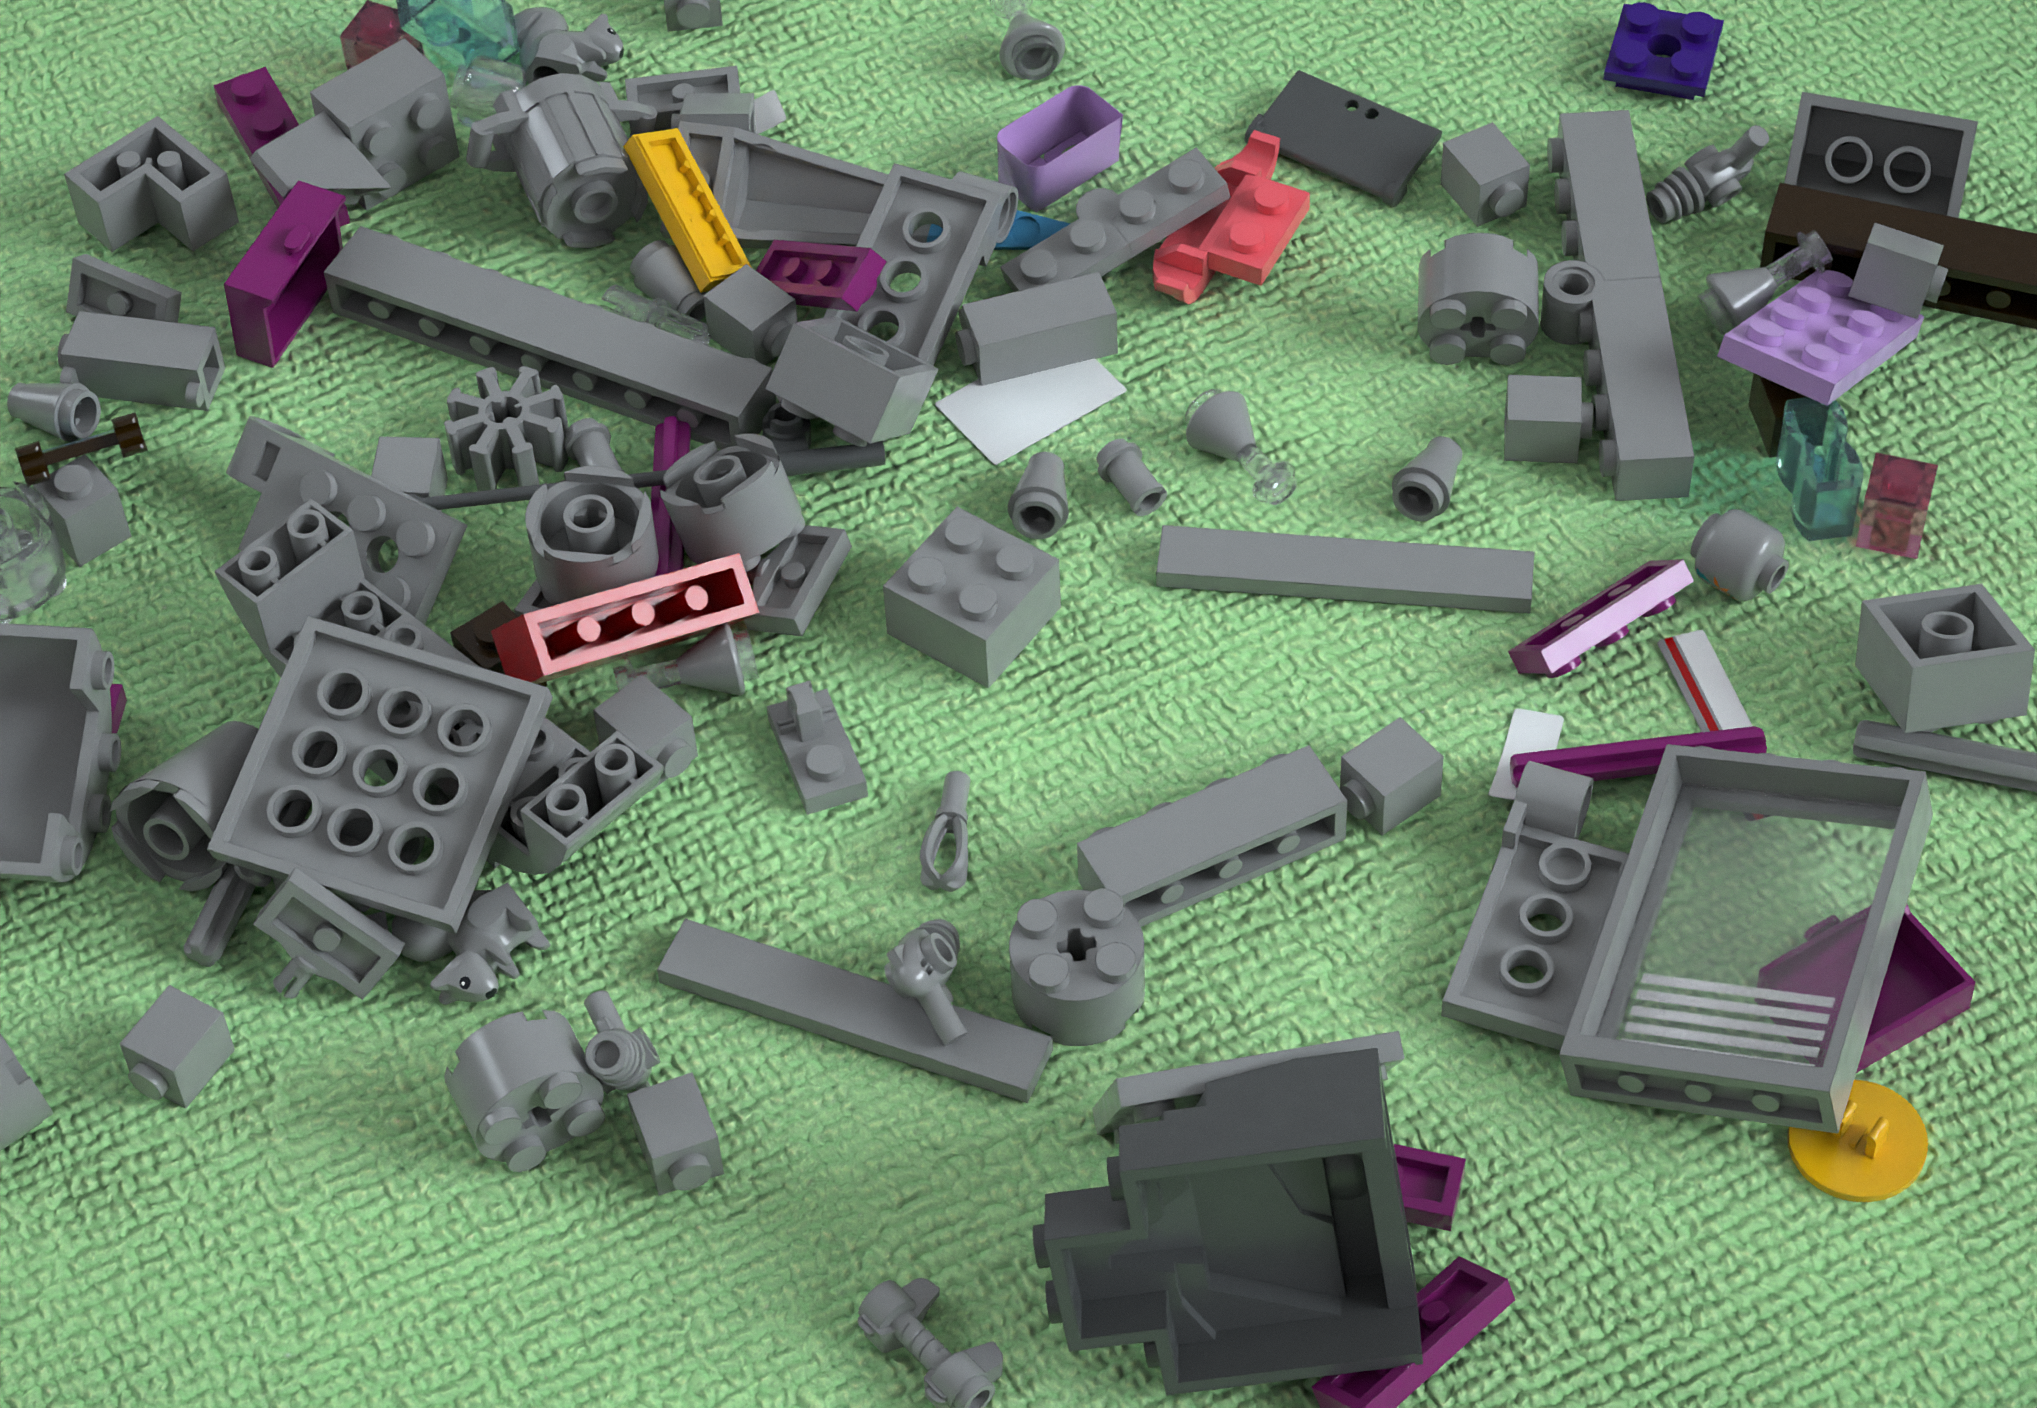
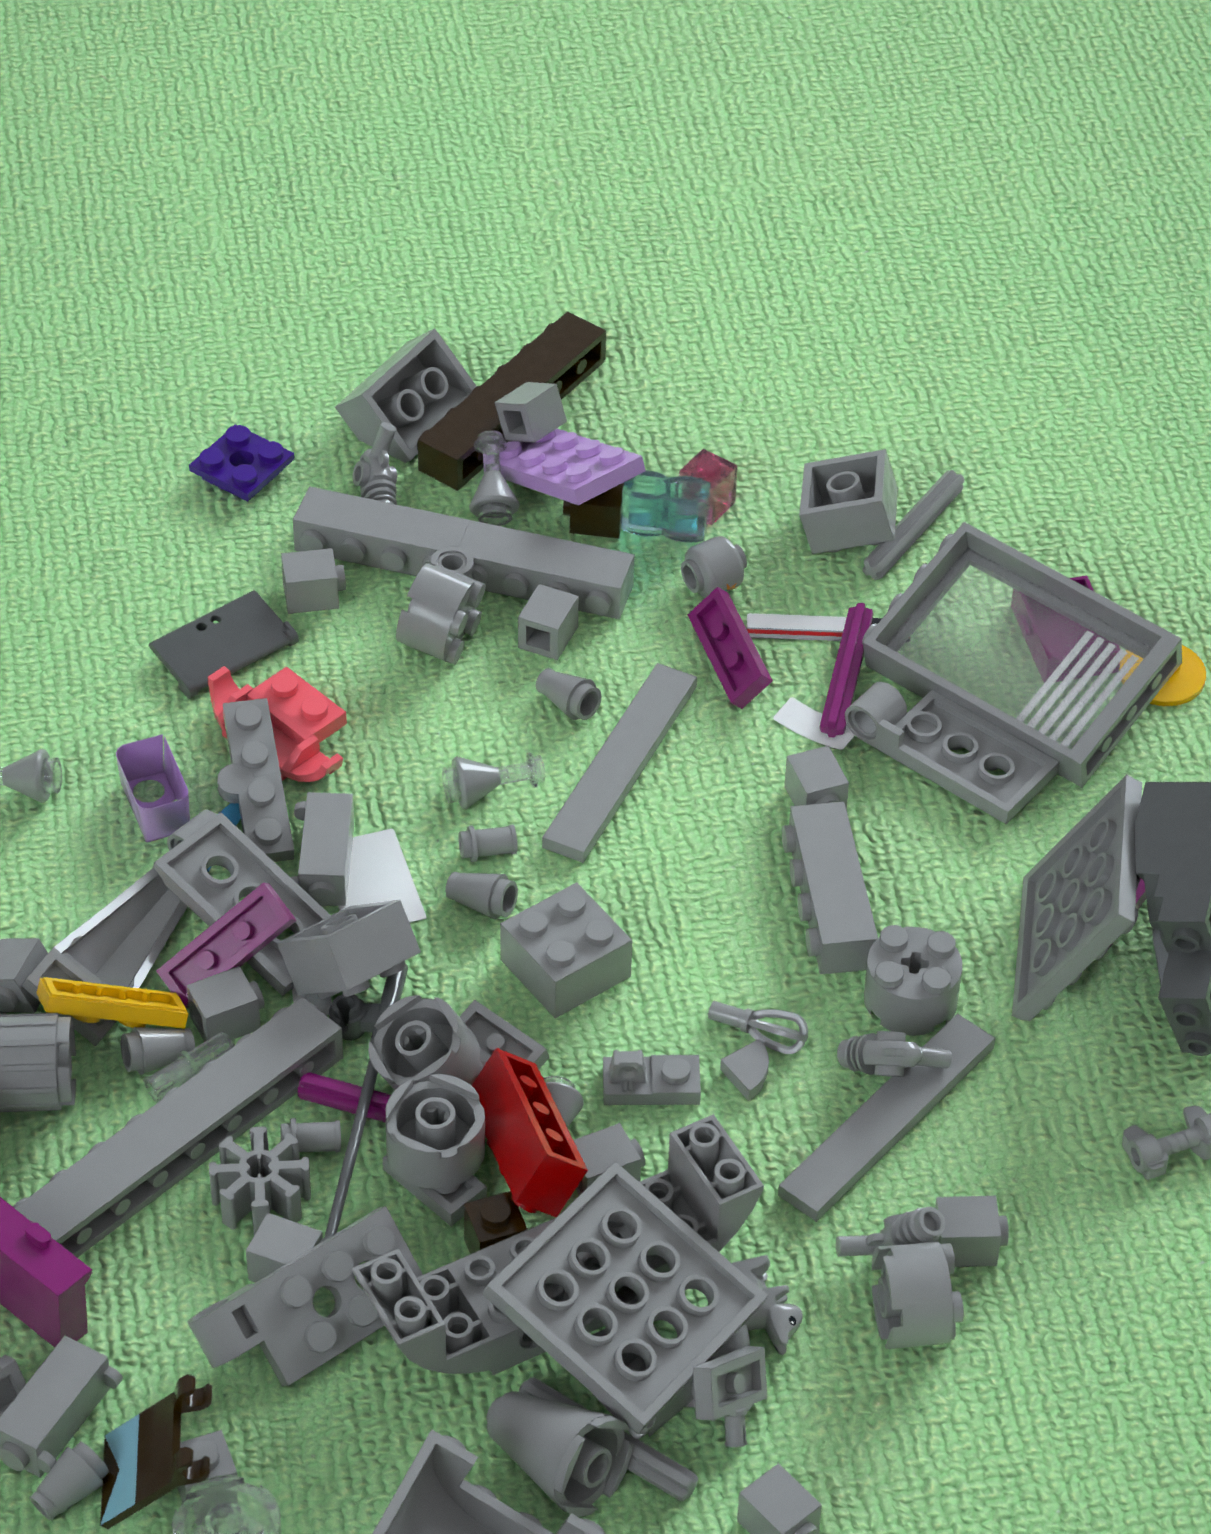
camera: 75 degrees left, 5 degrees down
(873, 841) = (747, 1068): none -> light grey tile

